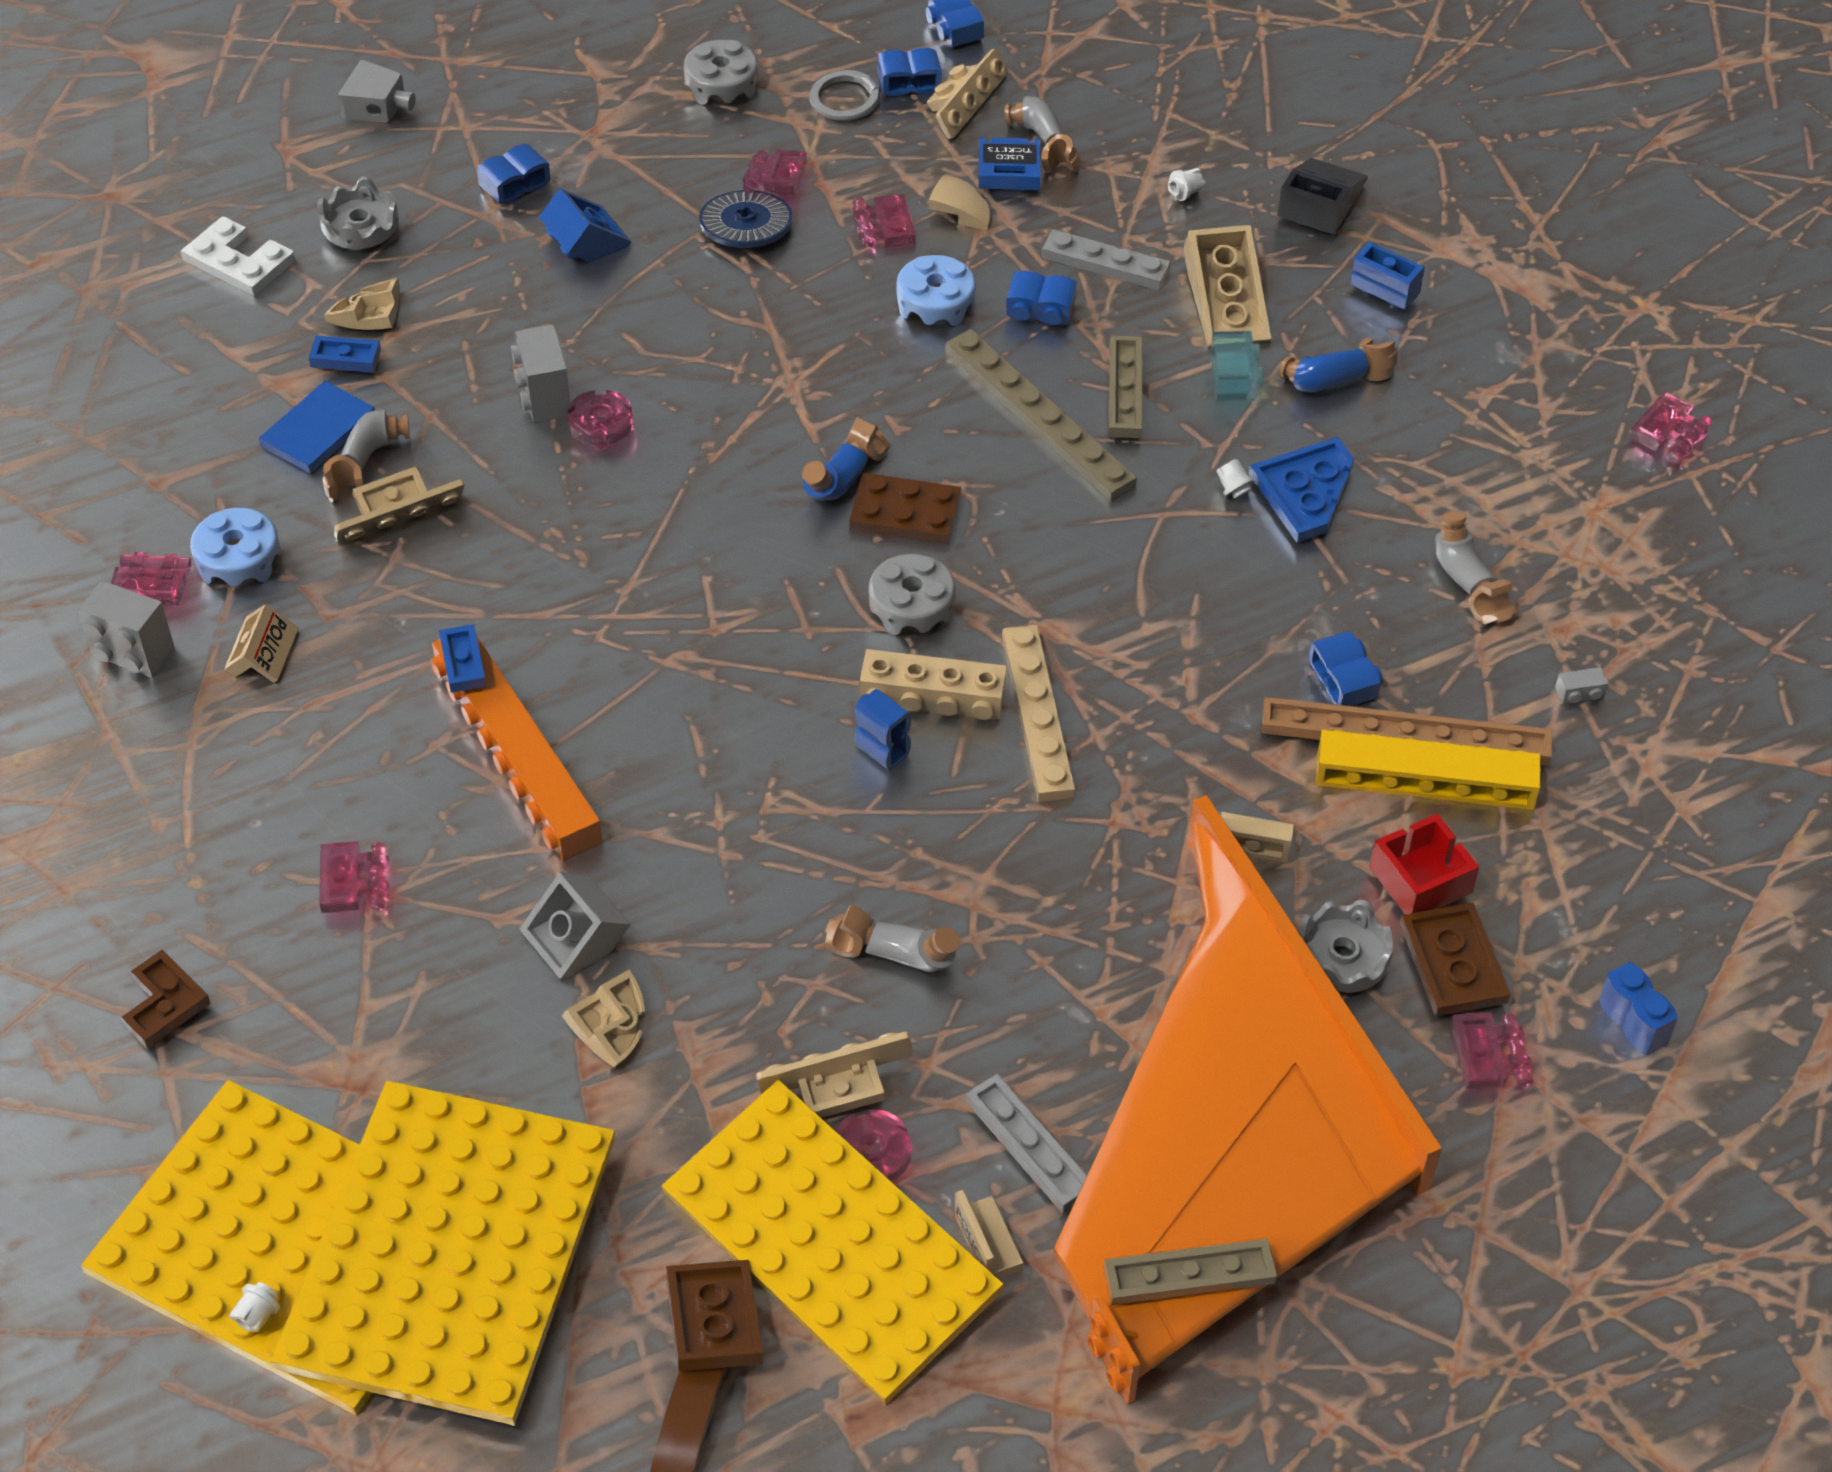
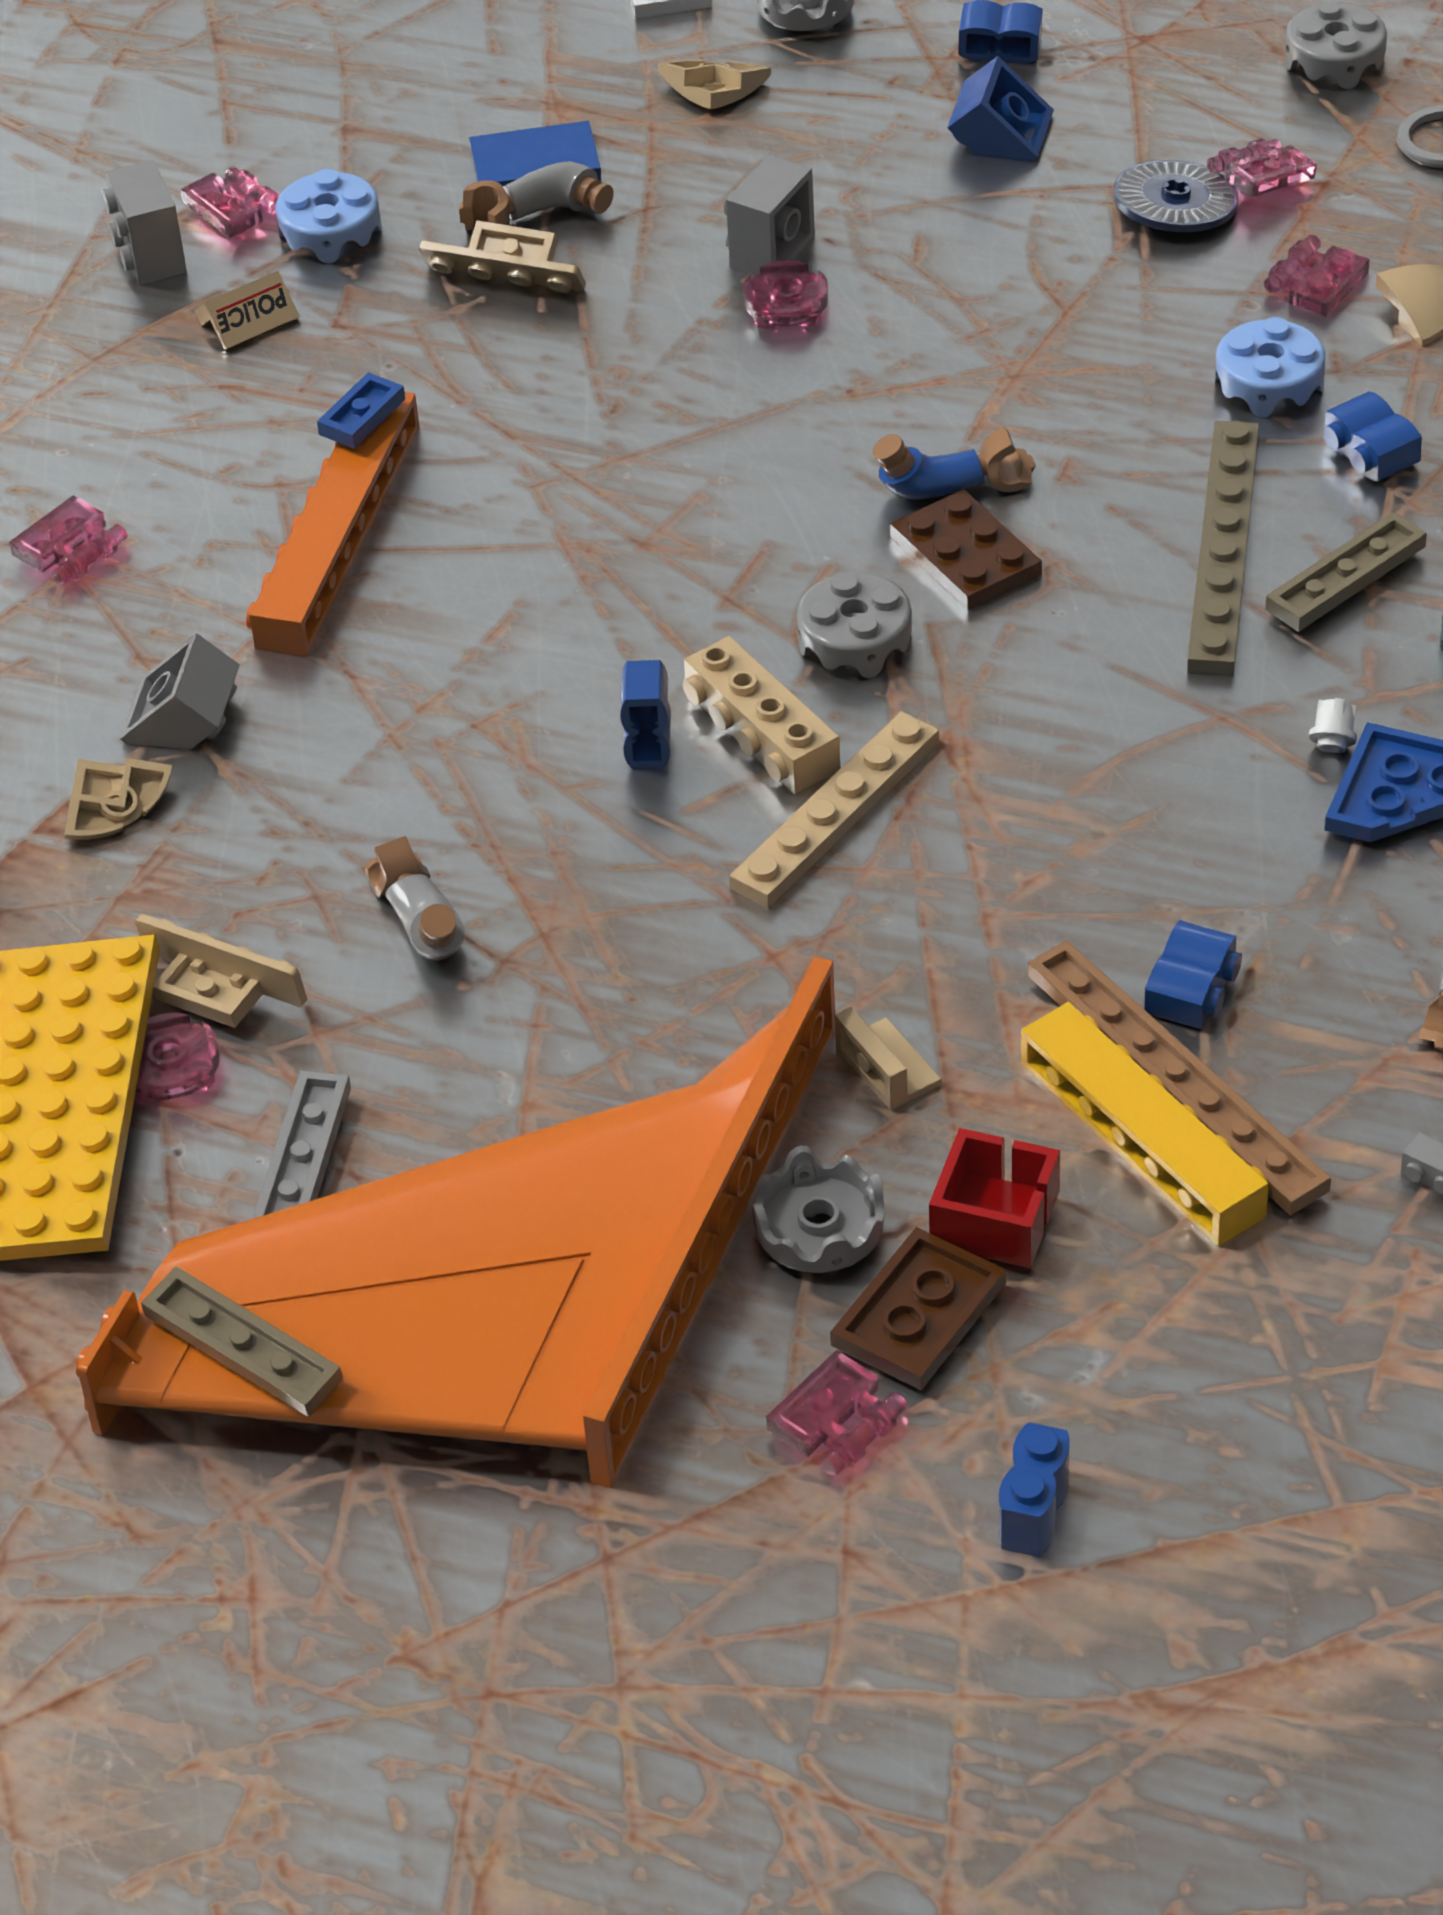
camera: 50 degrees right, 5 degrees down
(344, 353) = (636, 107): blue plate -> none
(987, 1235) = (157, 1199): tan panel -> none

